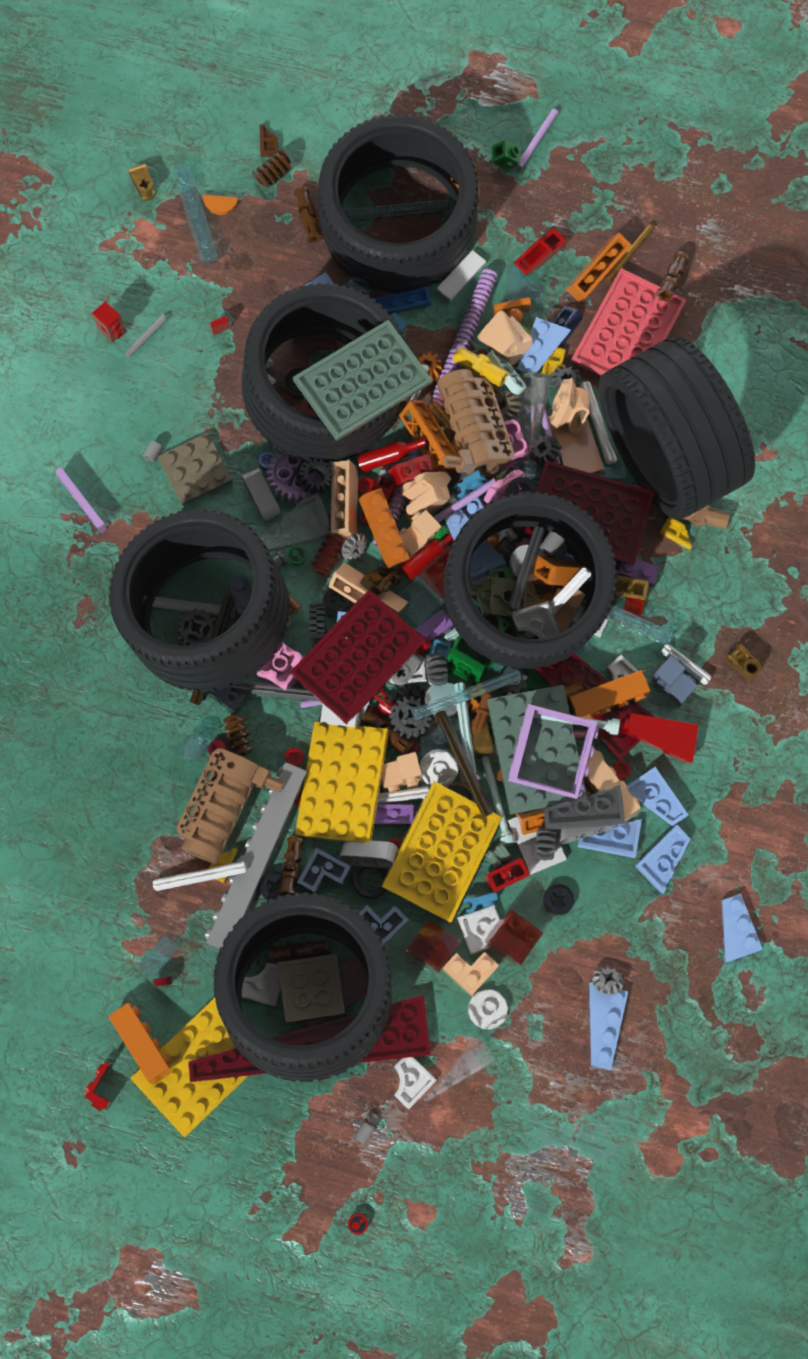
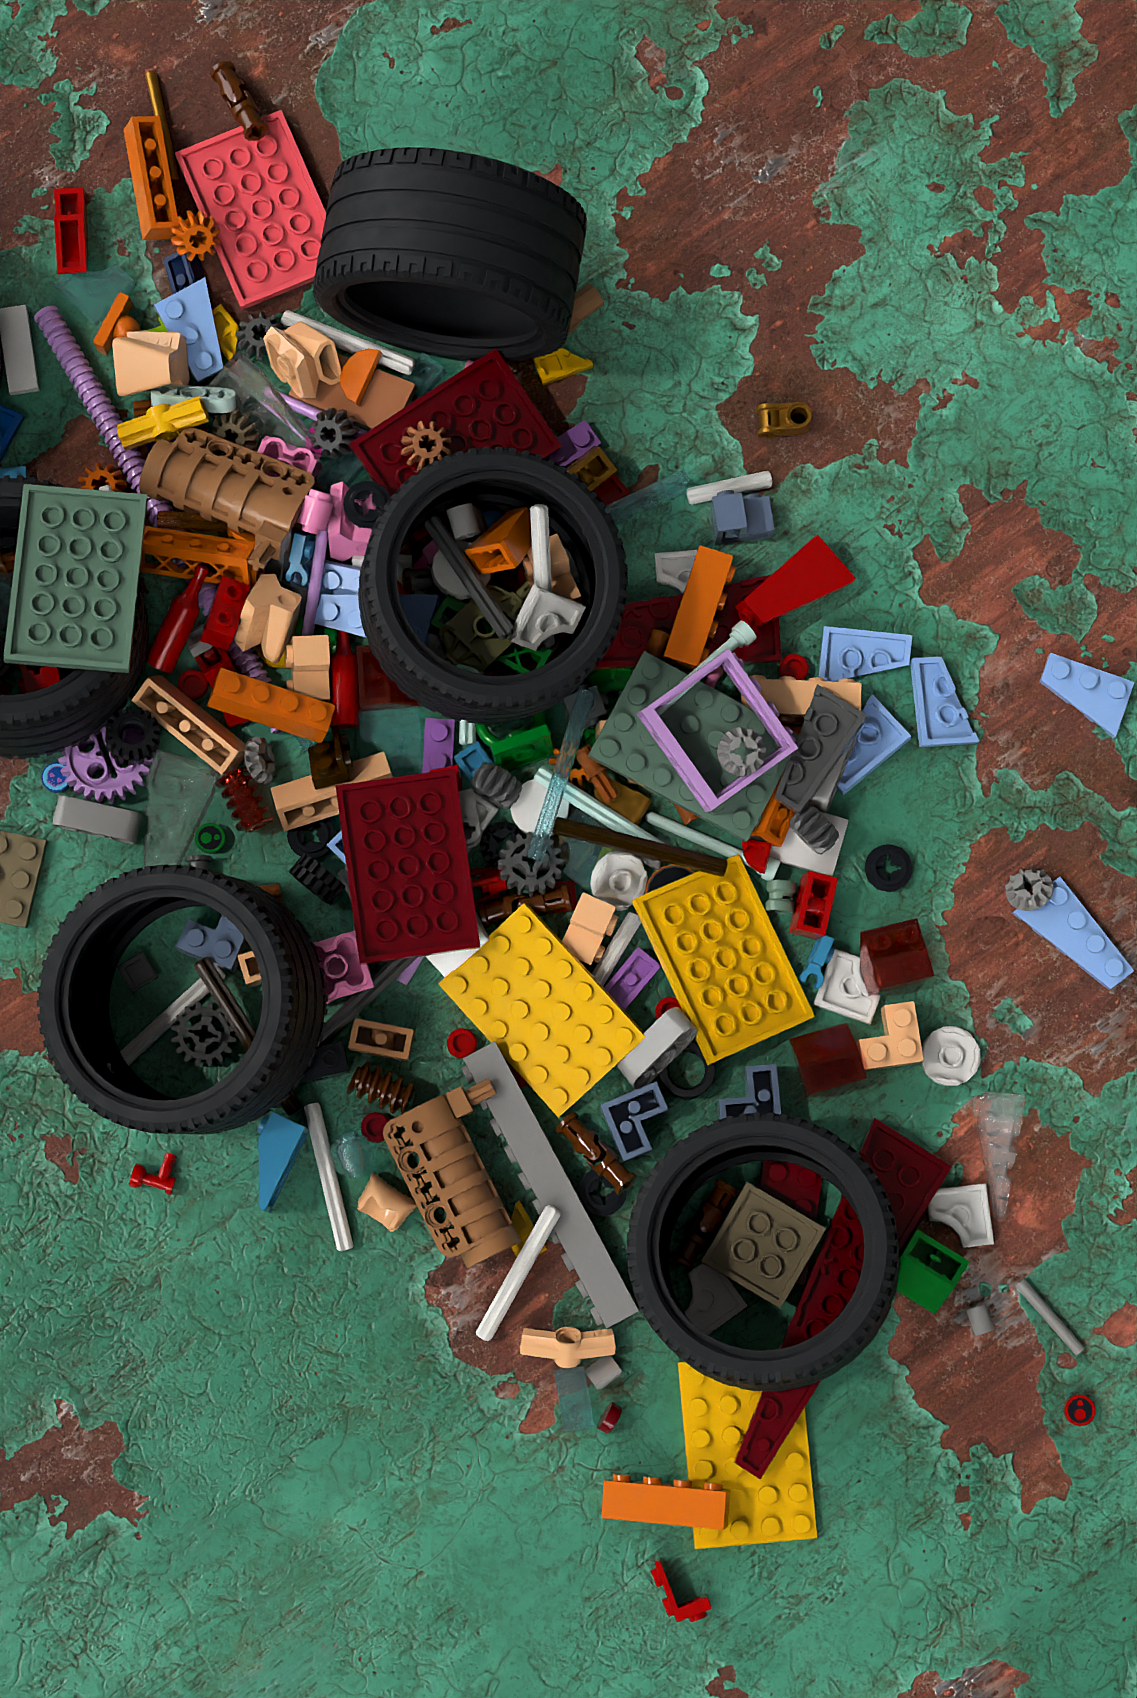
camera: 55 degrees left, 5 degrees up
(109, 668) = (162, 1181): none -> red piece
(164, 710) = (278, 1150): none -> dark azure slope
(174, 746) = (328, 1177): none -> white axle
(182, 782) = (385, 1203): none -> light nougat hair
(183, 930) = (567, 1345): none -> light nougat piece
(184, 960) = (603, 1372): none -> light grey slope
(202, 573) = (137, 971): none -> dark grey tile
(262, 716) = (381, 1040): none -> medium nougat brick
(365, 1084) = (928, 1271): none -> green slope
(394, 1169) = (1049, 1316): none -> light grey bar
(496, 470) = (316, 511): none -> bright pink brick
(509, 826) = (757, 854): none -> red tile
(540, 771) = (732, 762): none -> light grey gear
(583, 497) = (432, 438): none -> nougat gear
(586, 438) = (358, 372): none -> orange tile
(587, 315) = (200, 243): none -> orange gear

